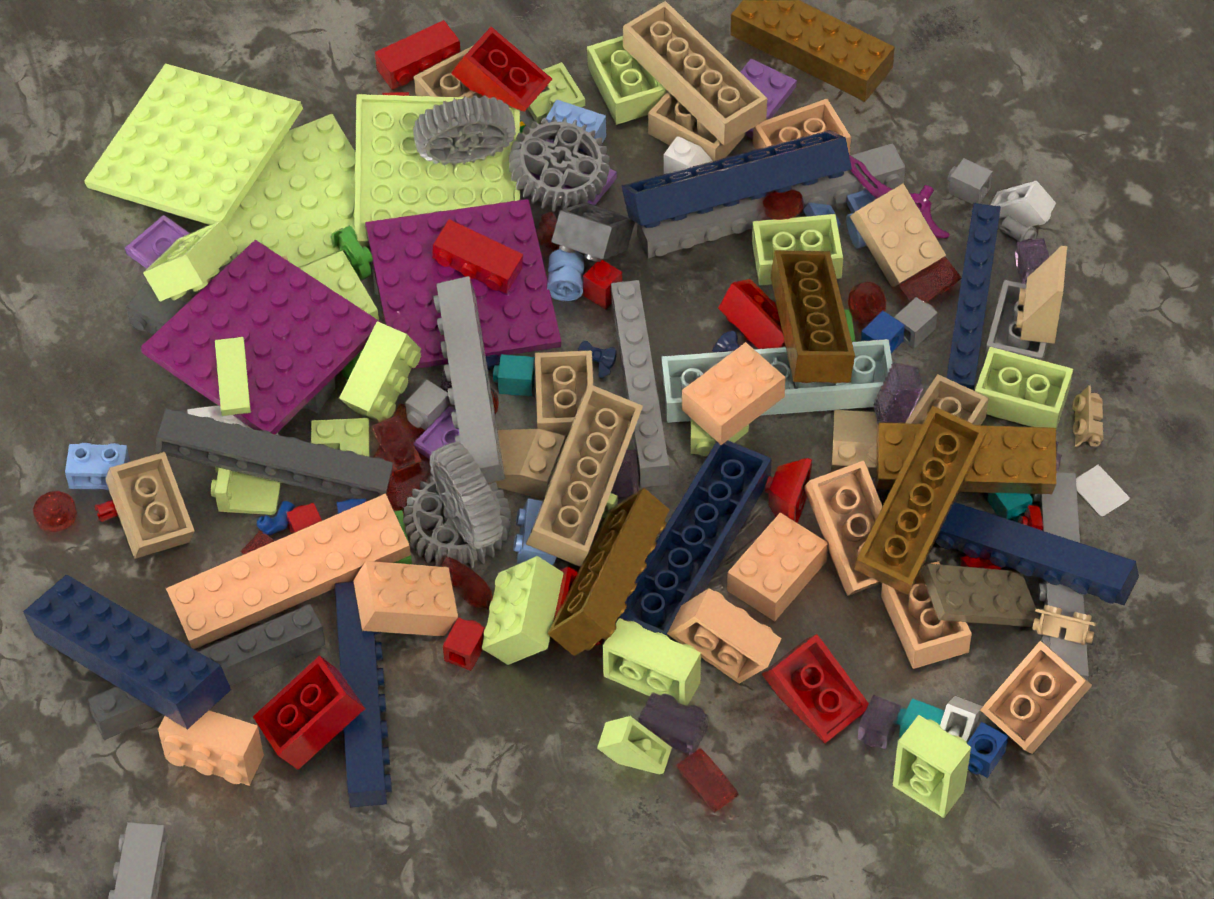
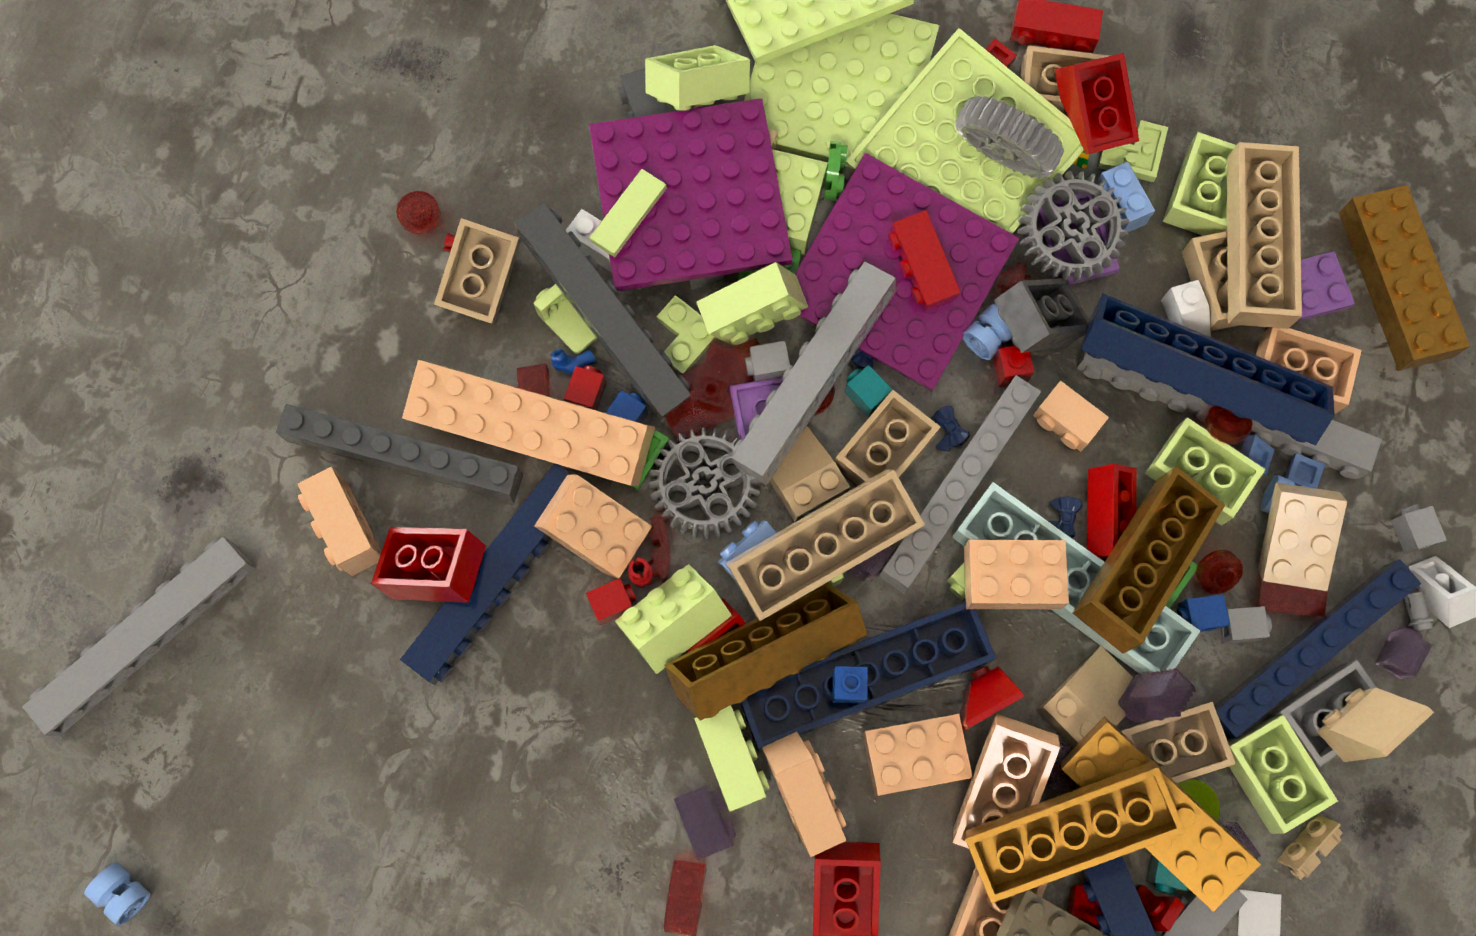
camera: 40 degrees right, 20 degrees up
(89, 464) = (481, 198): light blue brick -> none
(127, 651) = (338, 395): dark blue brick -> none
(154, 241) = (703, 32): medium lavender tile -> none
(466, 495) = (702, 486): light grey gear -> none
(469, 600) = (640, 565): none -> red pin
(634, 745) = (655, 814): yellowish green slope -> none
(674, 286) = (1070, 417): none -> light nougat brick
(688, 543) = (849, 684): none -> blue brick
(920, 199) = (1354, 513): magenta piece -> none

